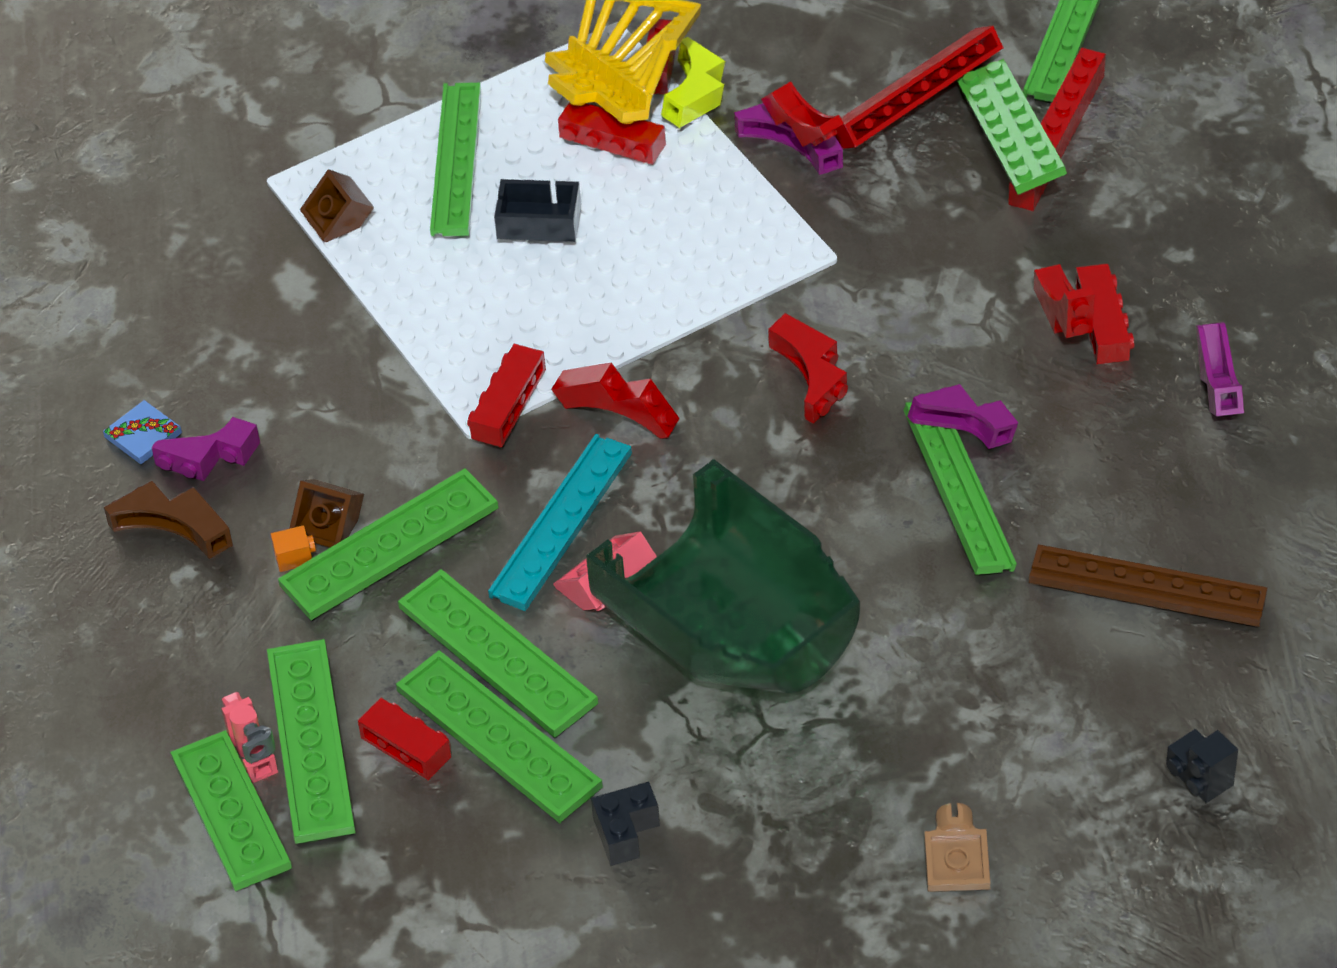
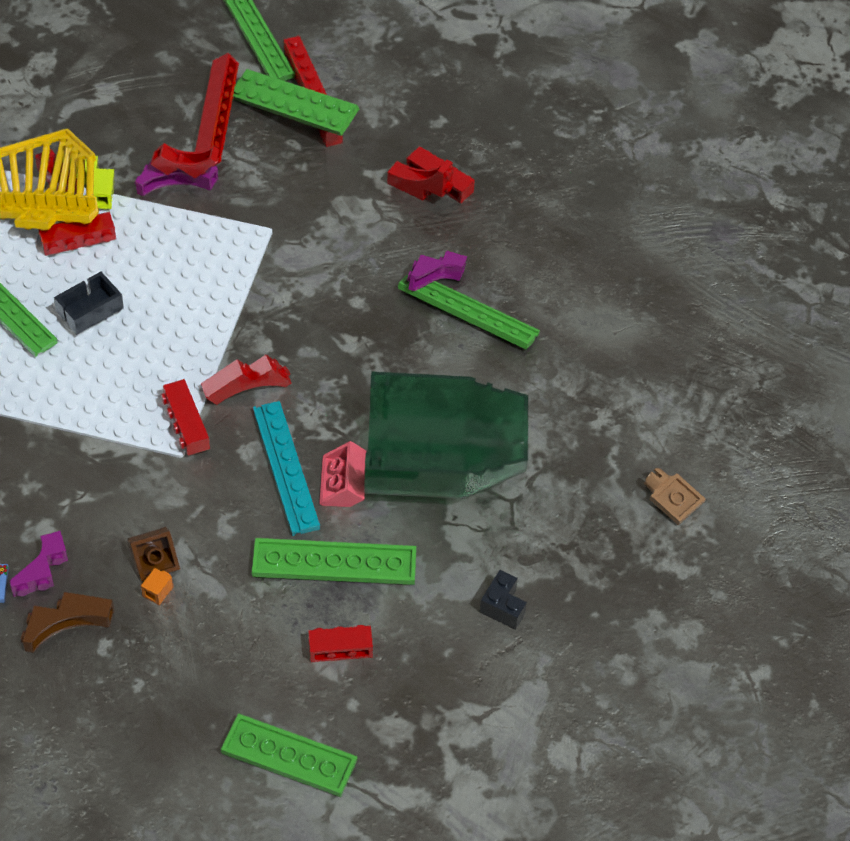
camera: 50 degrees left, 5 degrees up
(252, 741) = (254, 704): coral hips -> none
(310, 742) = (289, 684): bright green plate -> none
(387, 544) = (207, 546): bright green plate -> none
(499, 736) = (386, 604): bright green plate -> none
(816, 360) = (321, 289): red arch -> none
(1148, 585) = (609, 299): reddish brown plate -> none
(1203, 763) = (733, 370): black brick -> none
(1218, 371) = (527, 167): magenta arch -> none

